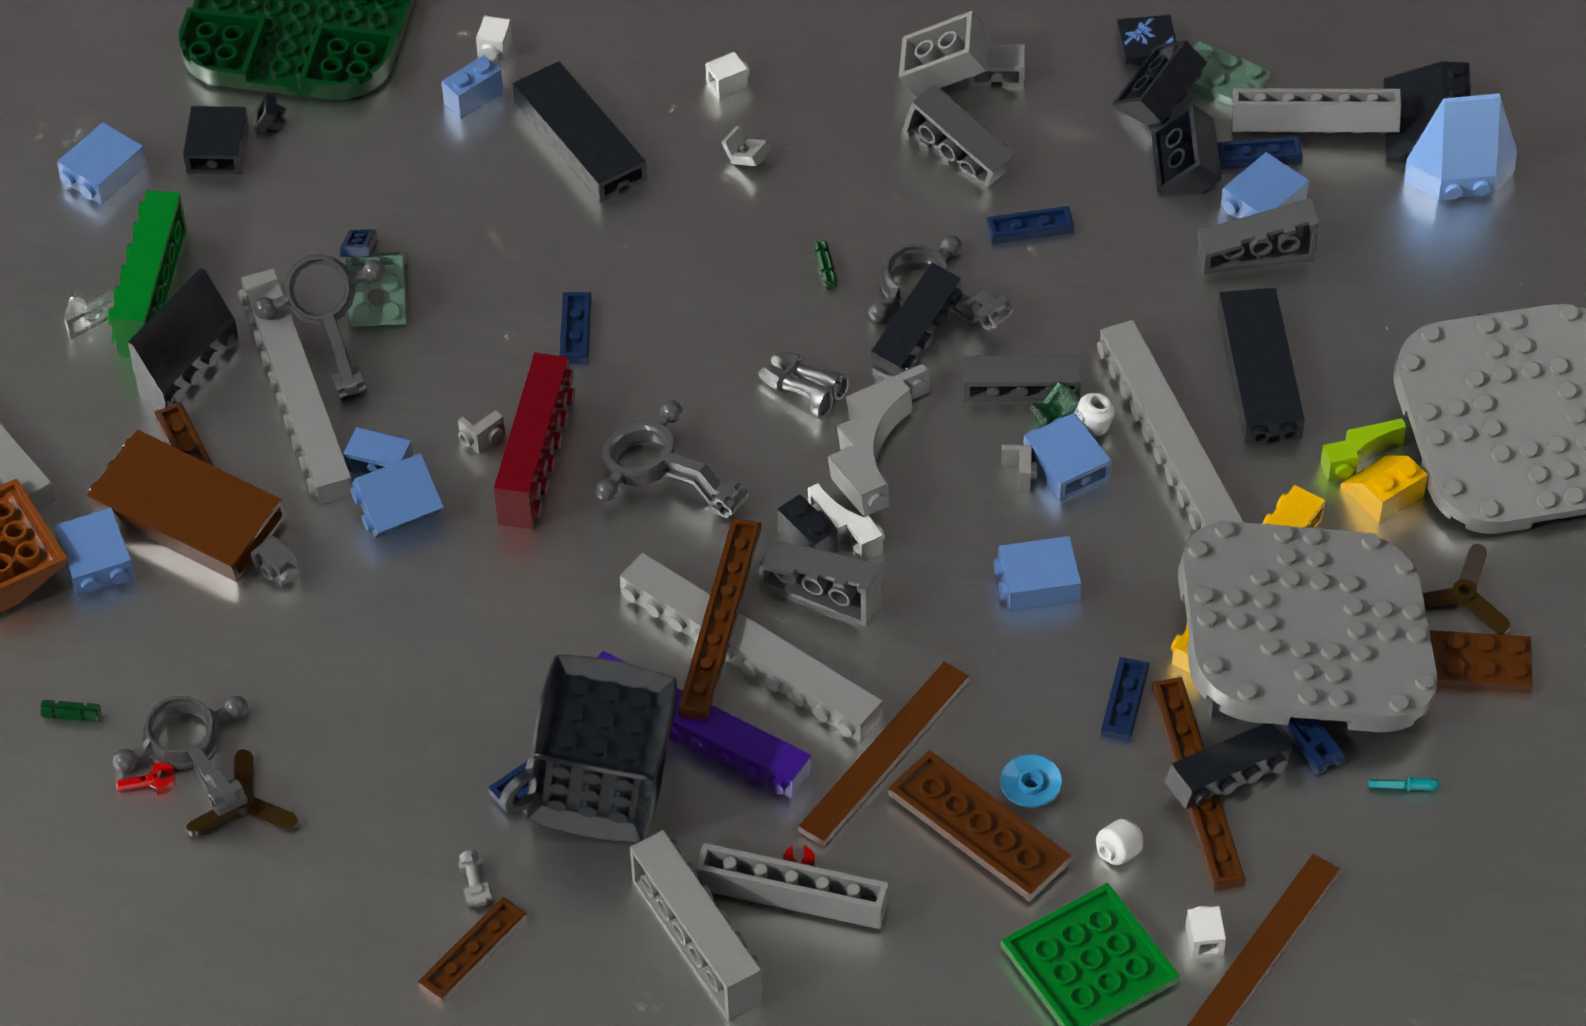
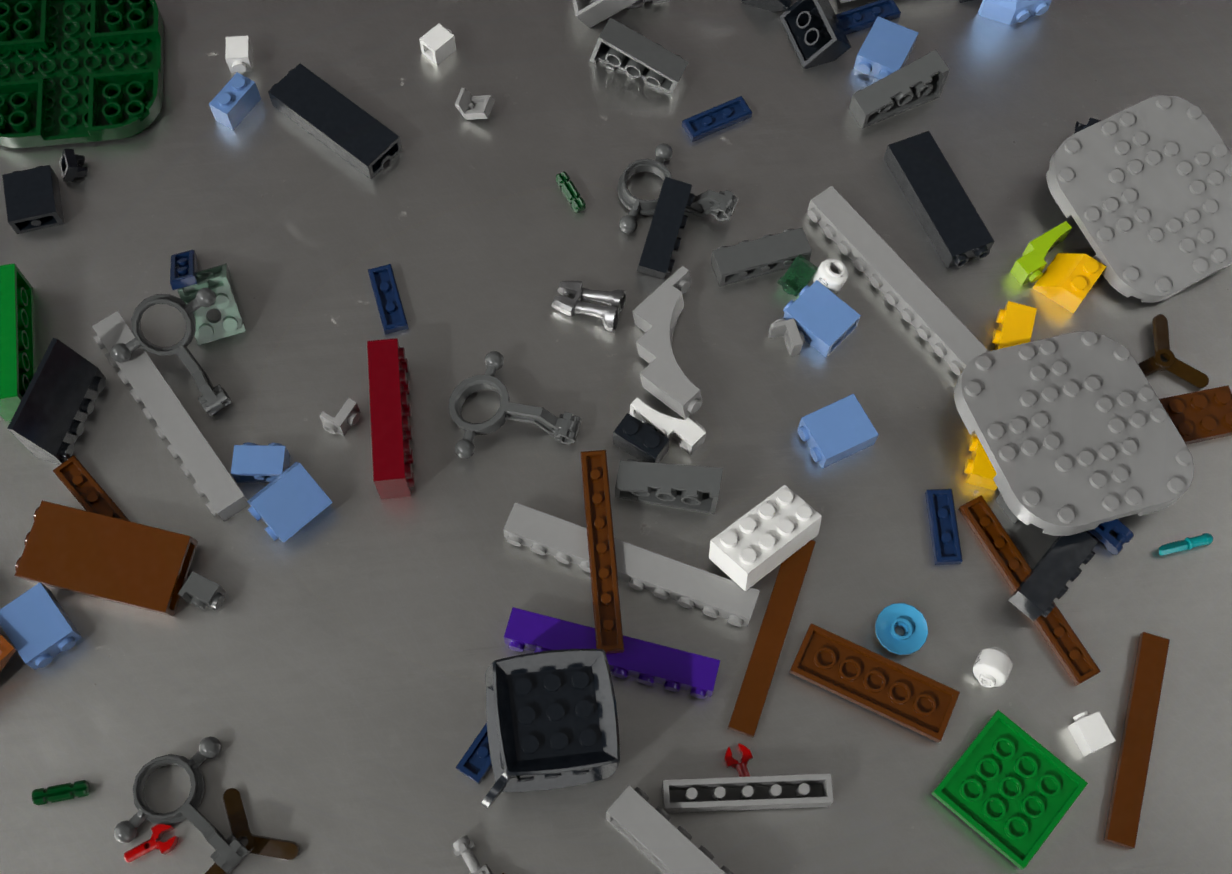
camera: 20 degrees left, 15 degrees up
(908, 650) = (764, 537): none -> white brick

